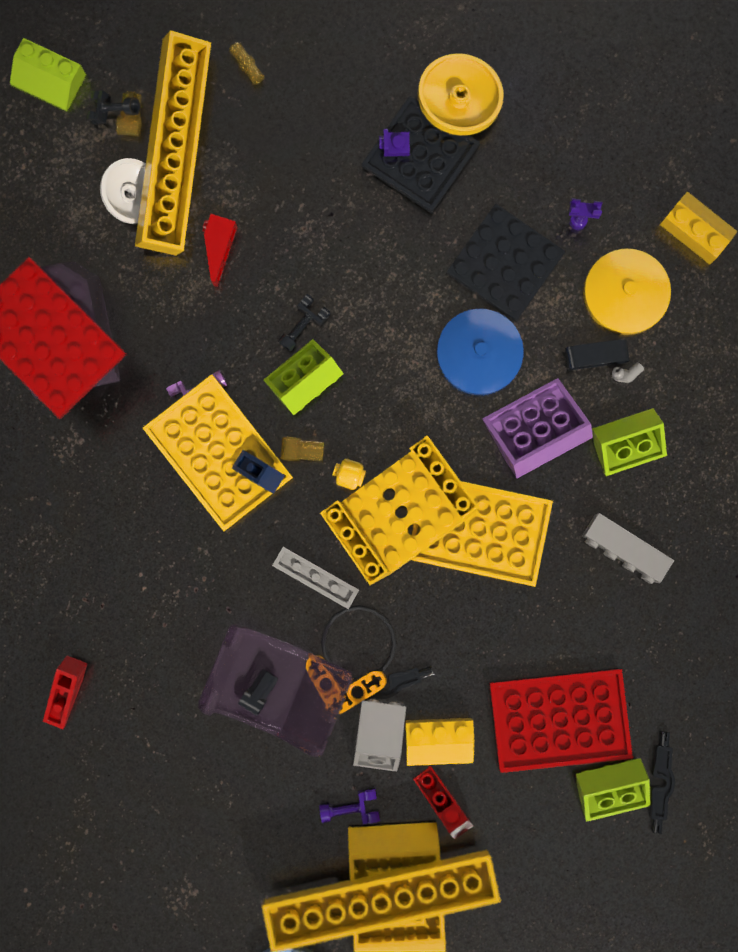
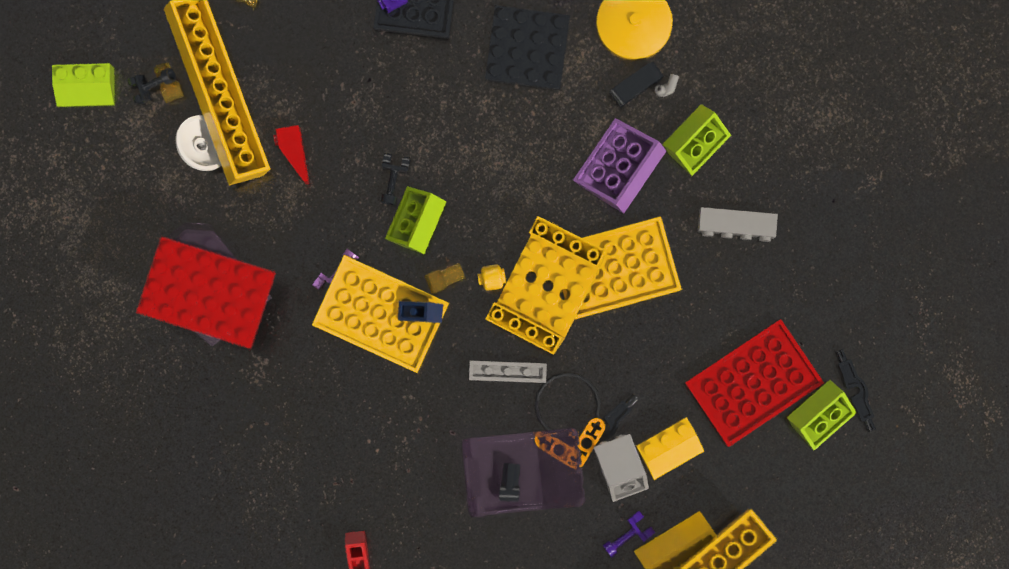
camera: 30 degrees left, 0 degrees up
(443, 803) = (697, 493): red slope -> none
(480, 351) = (543, 128): blue dish -> none

